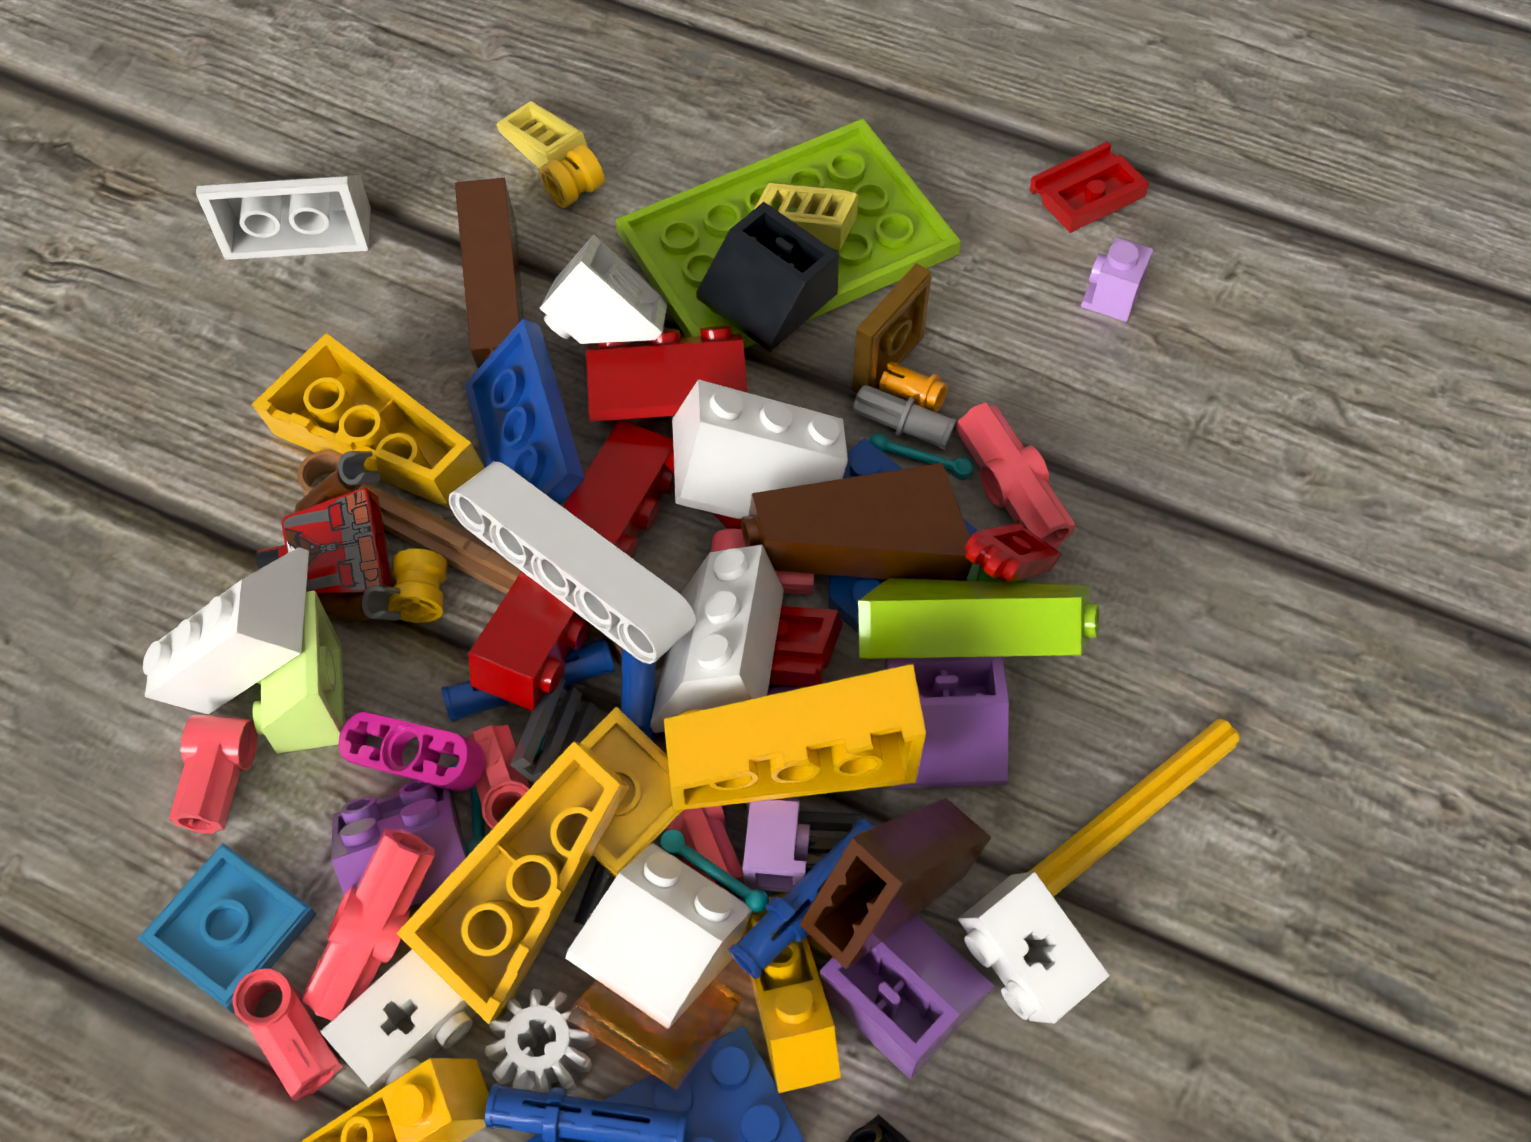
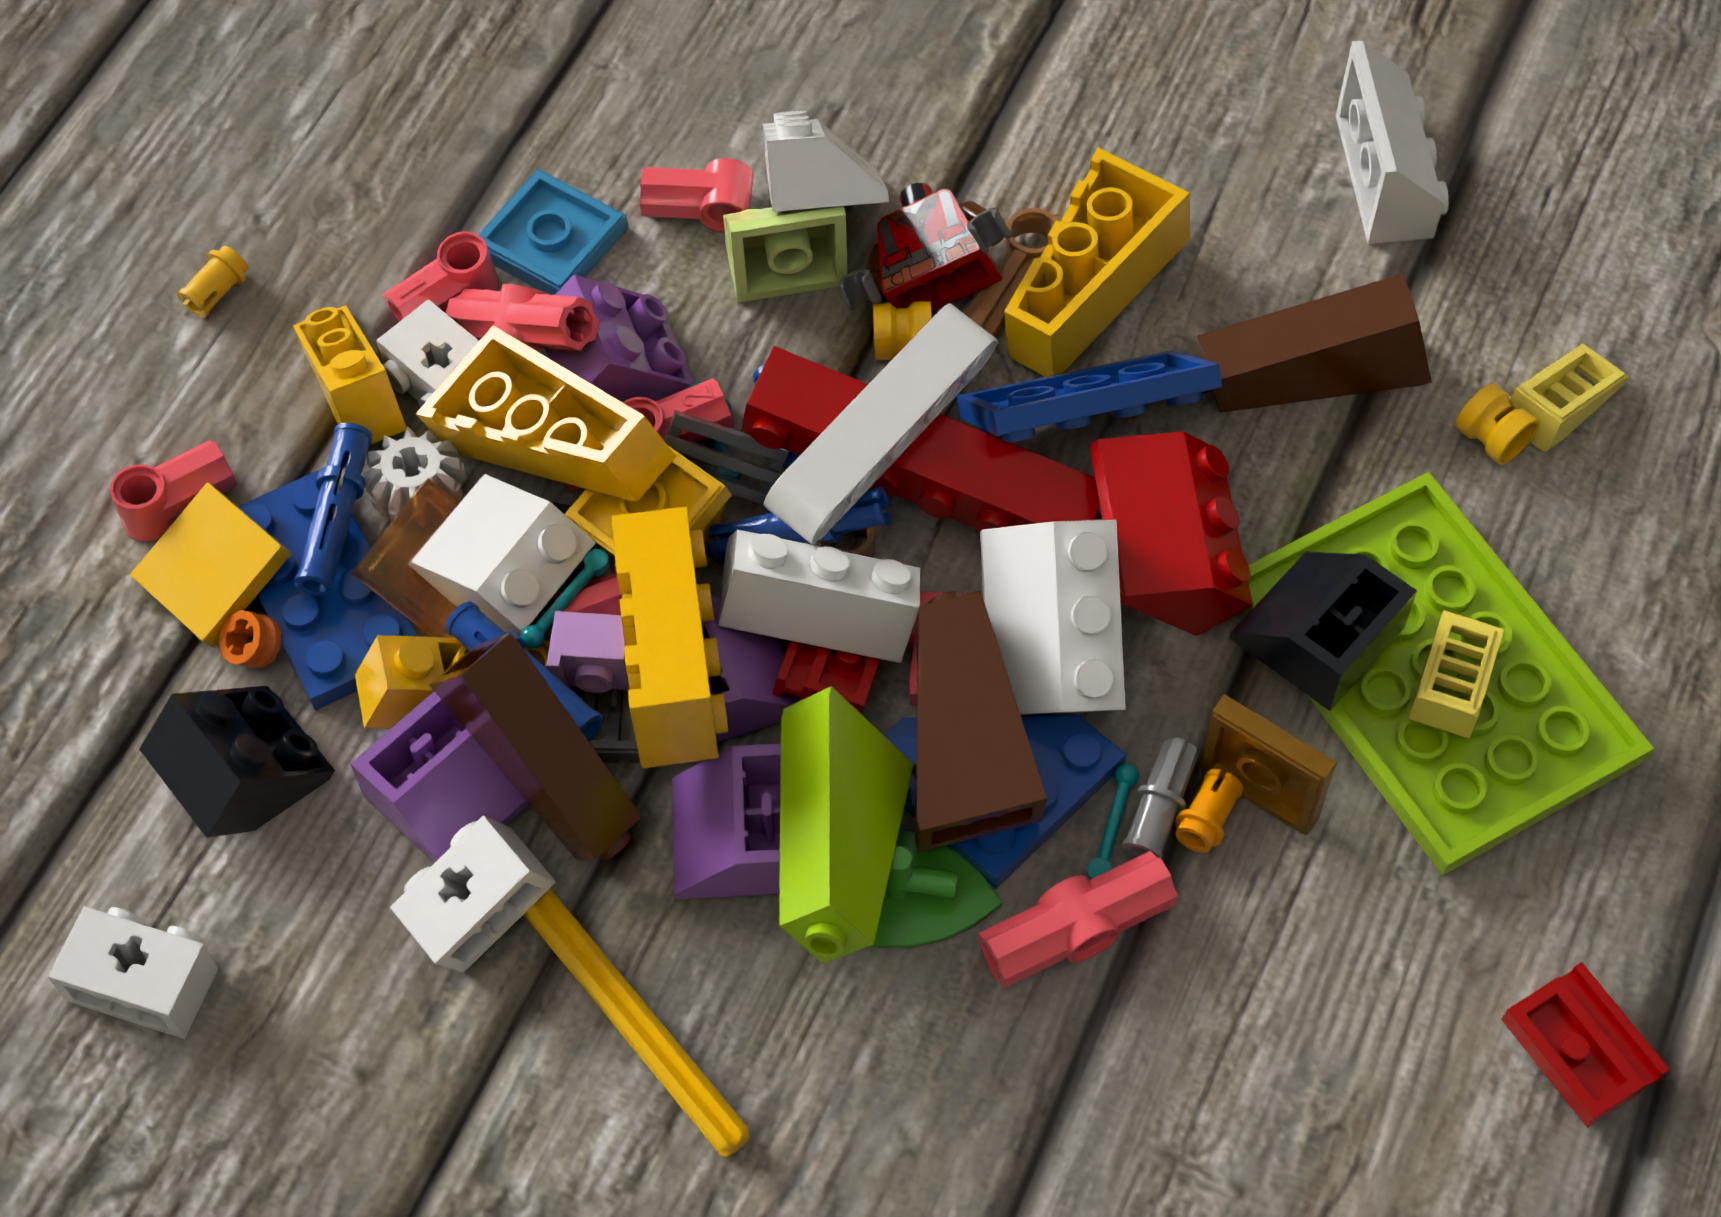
camera: 90 degrees right, 0 degrees up
(425, 765) = (704, 340): dark pink beam -> none
(603, 300) = (1268, 450): white slope -> none
(1011, 553) = (930, 874): red hinge -> none
(1117, 279) = (1411, 1053): lavender brick -> none

